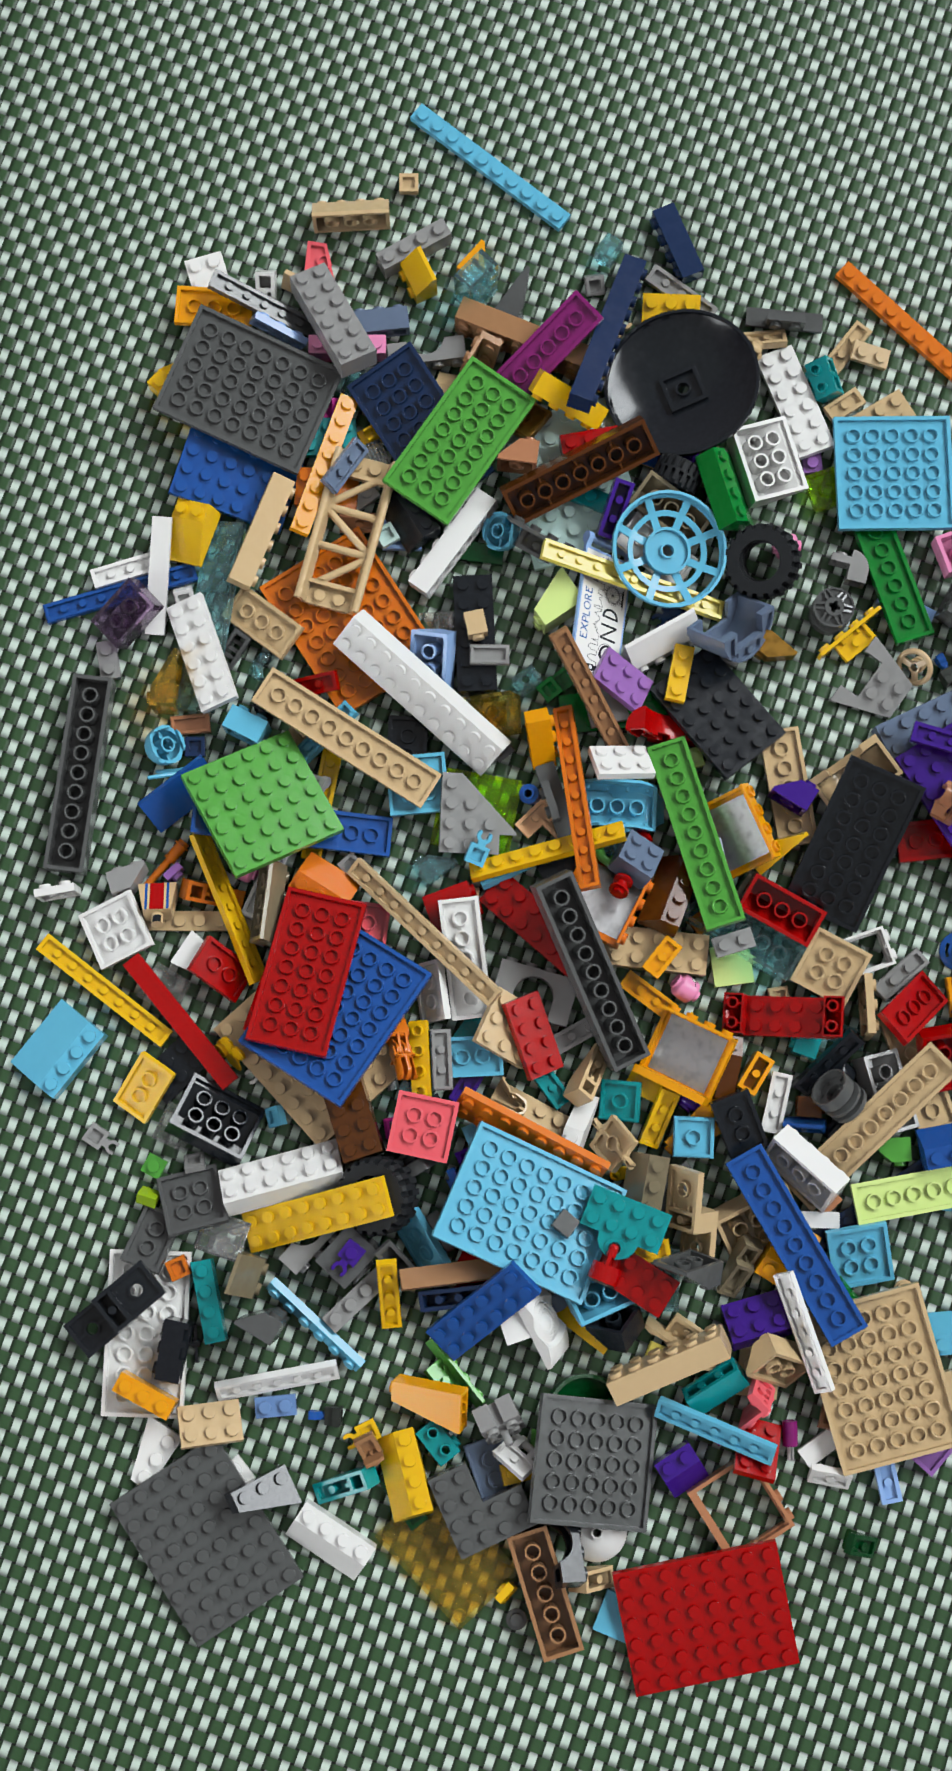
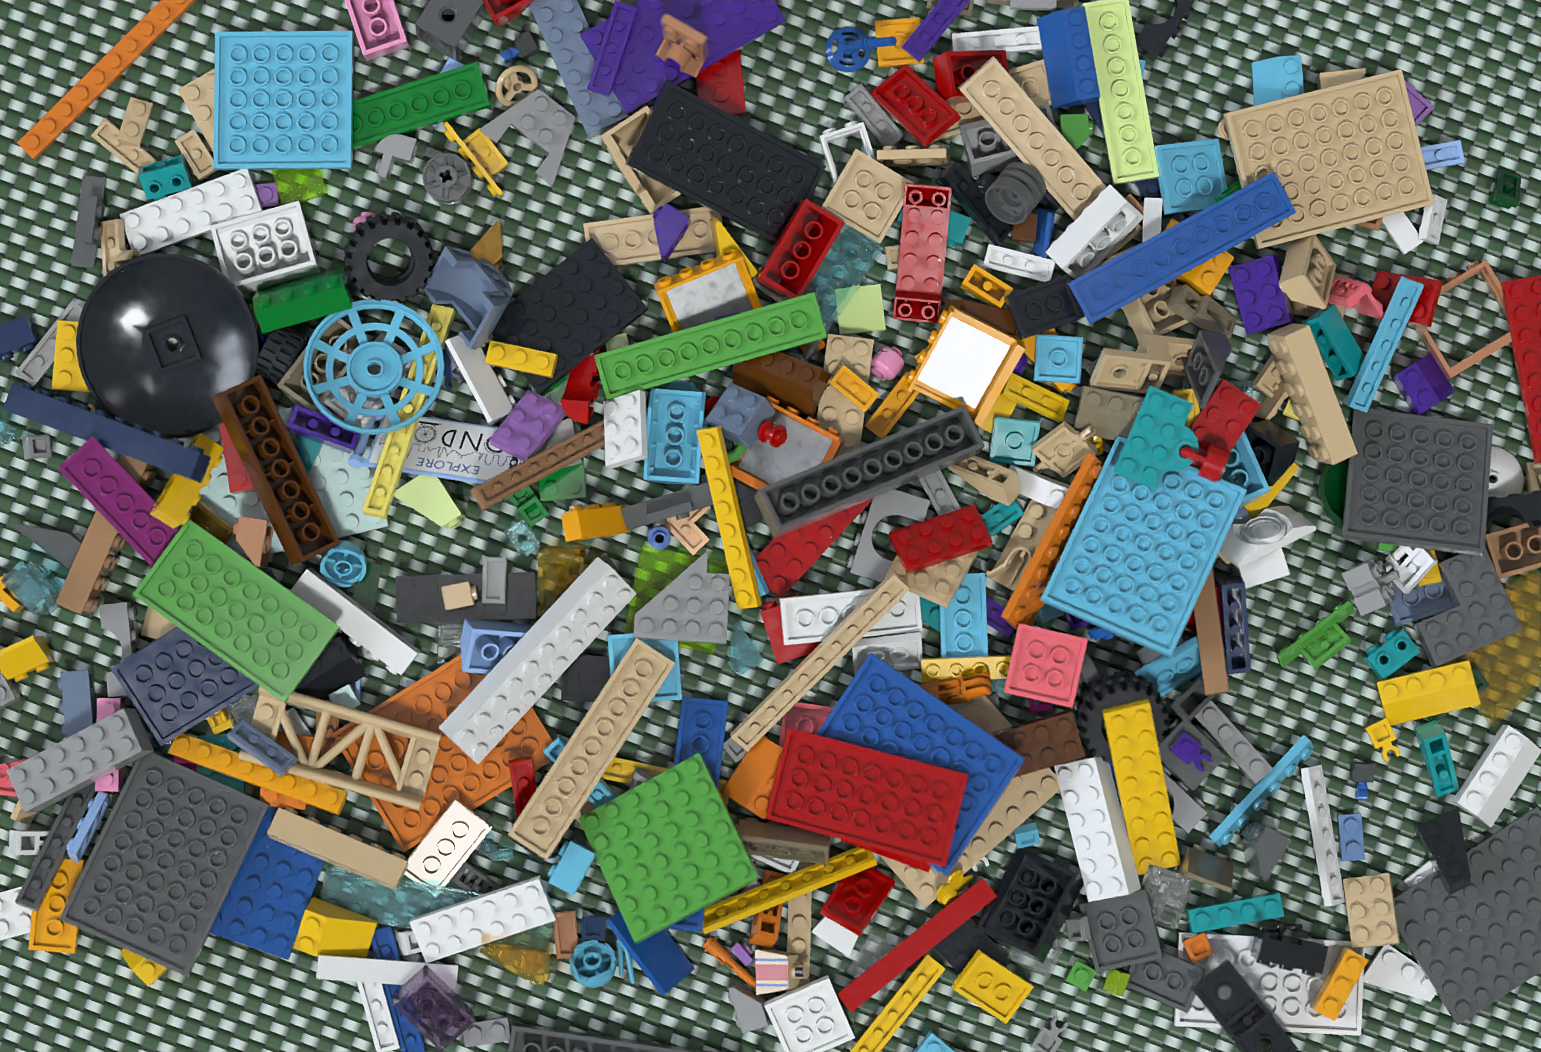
camera: 85 degrees left, 5 degrees up
(369, 1449) = (1401, 731): medium nougat bracket -> none
(388, 1293) = (1229, 707): yellow tile -> none
(434, 1400) = (1347, 659): light orange slope -> none
(441, 1059) = (967, 643): light grey tile -> none
(477, 851) = (727, 598): medium azure plate -> none
(483, 1310) = (1251, 600): blue plate -> none
(485, 349) = (118, 579): medium nougat bracket -> none
(530, 537) = (356, 526): dark grey bracket -> none
(565, 1223) = (1156, 506): dark grey tile -> none
(576, 798) = (668, 482): orange plate -> none
(733, 942) = (838, 306): light grey plate -> none
(790, 1436) = (1389, 261): magenta piece -> none
(804, 1332) = (1278, 242): white tile -> none

